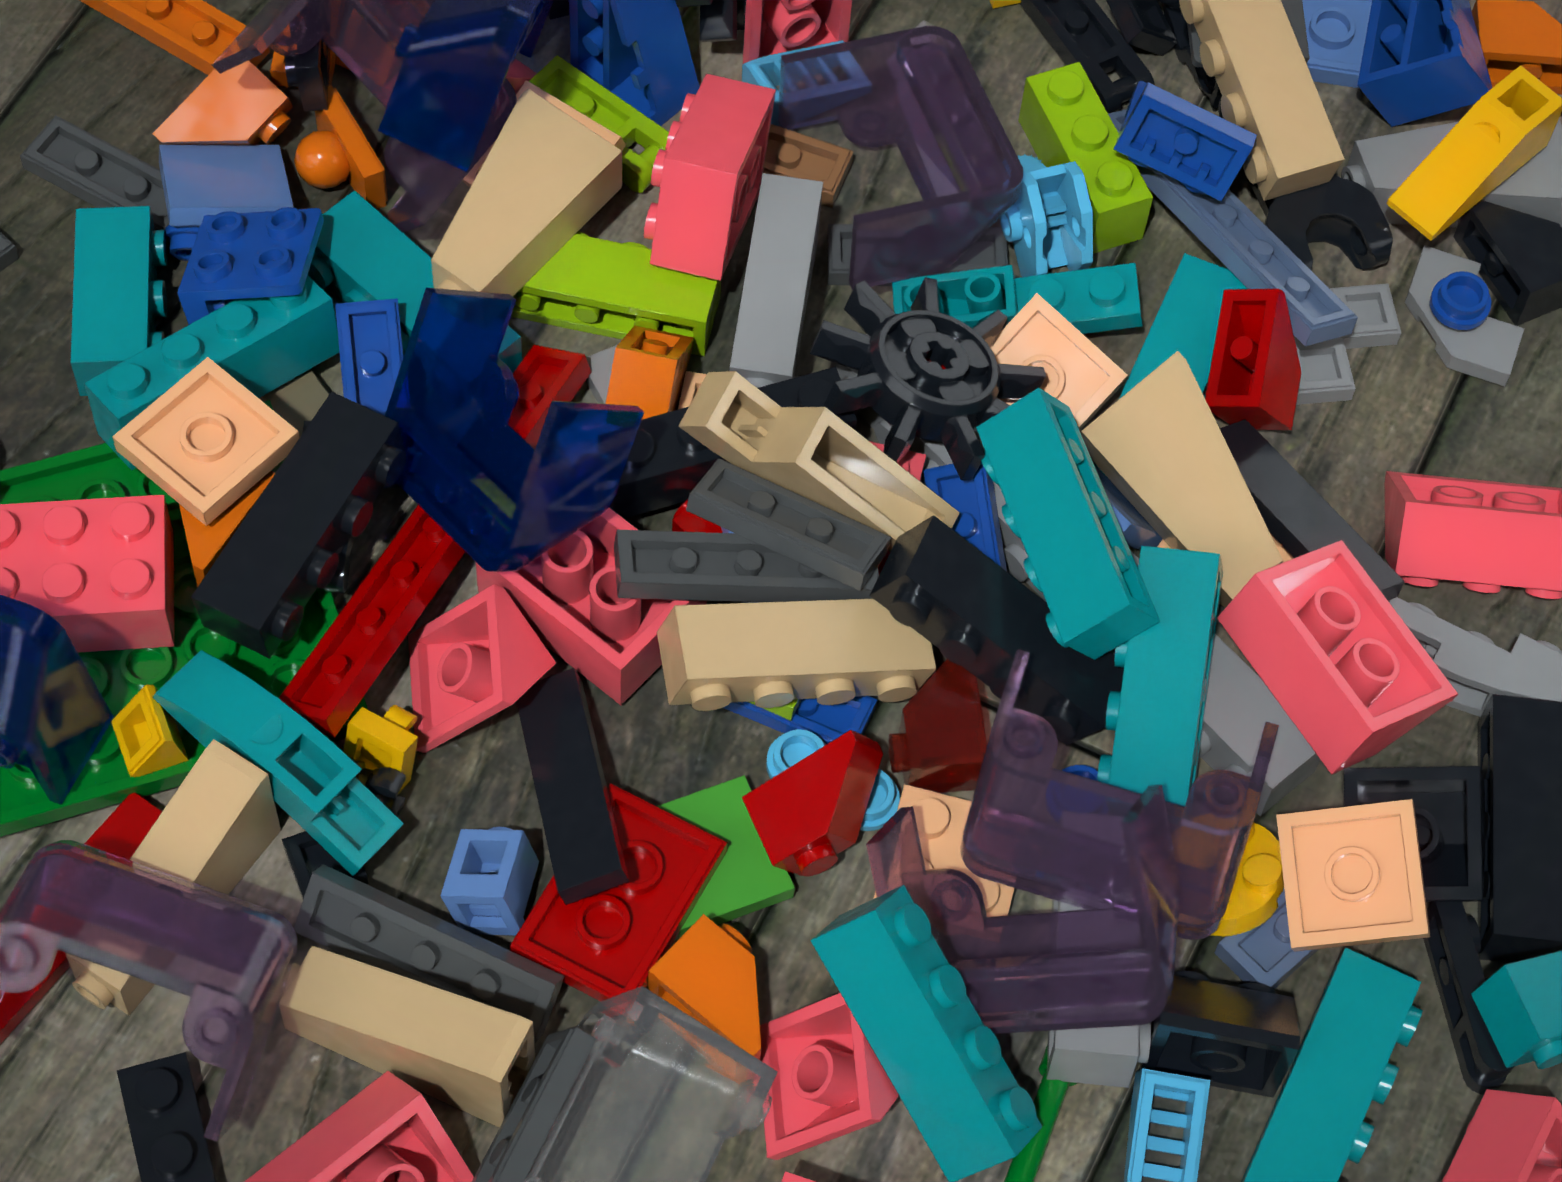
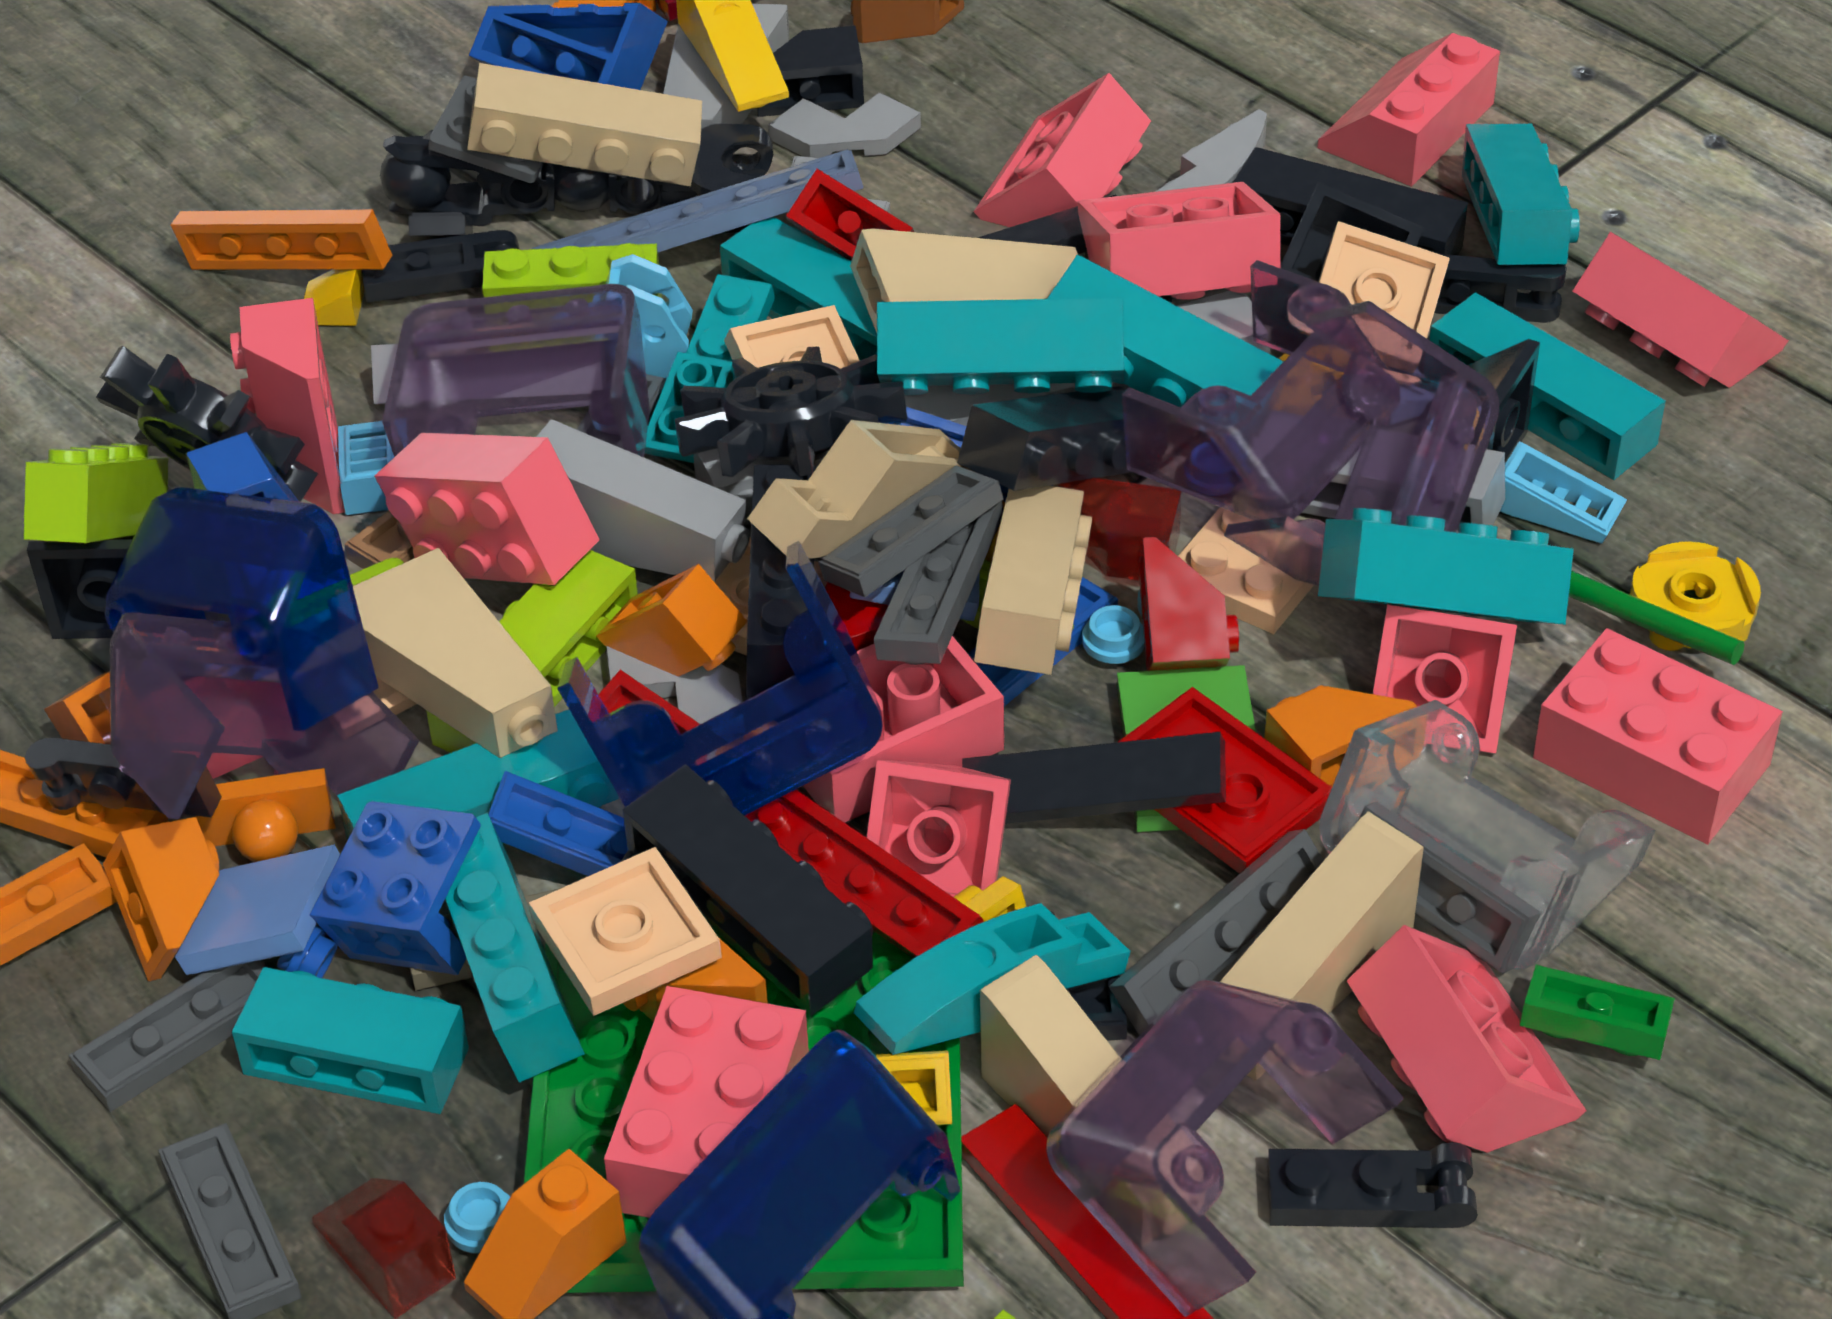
camera: 65 degrees left, 15 degrees down
(490, 880) = (1183, 856): medium blue brick -> none
(1183, 141) = (618, 195): blue bracket -> none
(1461, 301) = (843, 109): blue plate -> none

